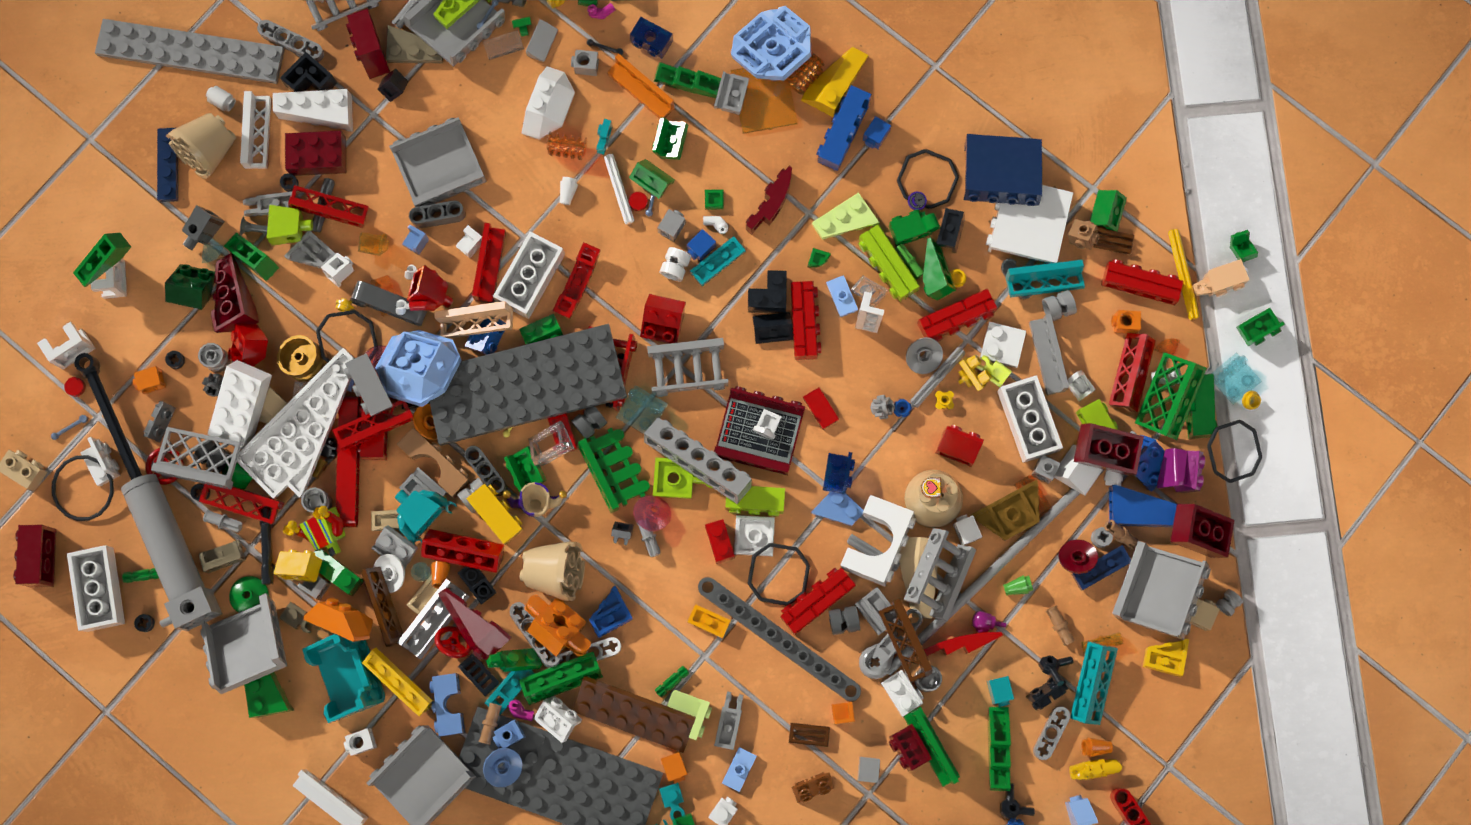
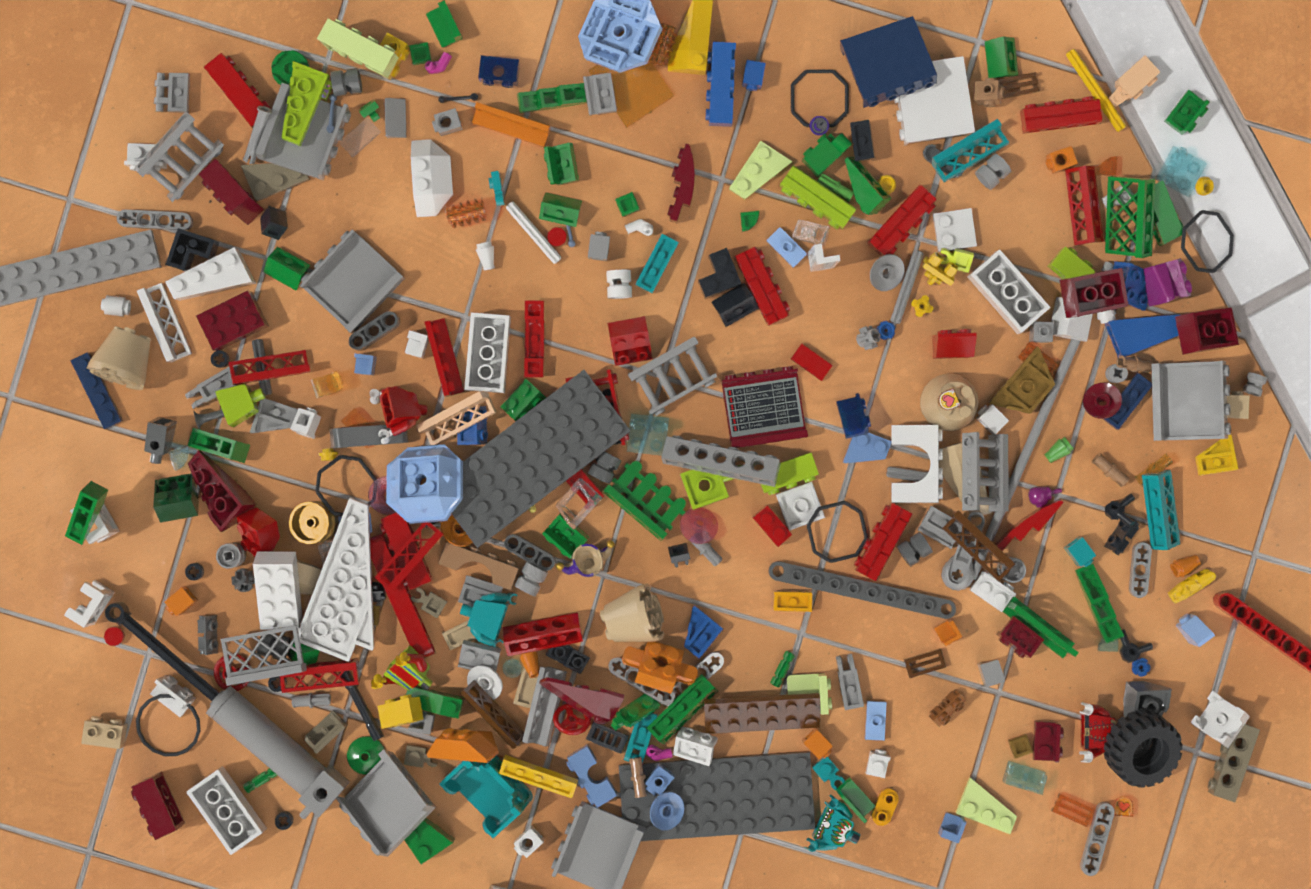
camera: 20 degrees left, 10 degrees up
(82, 418) = (136, 661): sand blue hinge -> none
(315, 498) = (389, 646): light grey wheel -> none
(367, 385) = (389, 524): light grey brick -> none
(374, 479) = (432, 604): none -> dark tan plate
(384, 128) = (286, 268): none -> green panel
(495, 513) = (559, 590): yellow wedge -> none
(701, 245) = (635, 256): blue brick -> none
(767, 424) = (769, 398): white tile -> none
(993, 795) = (1111, 647): none -> clear light blue tile
(1049, 355) = (1001, 222): light grey fence -> none
(1080, 385) = (1040, 238): white tile -> none
(1242, 246) = (1141, 40): green bracket -> none

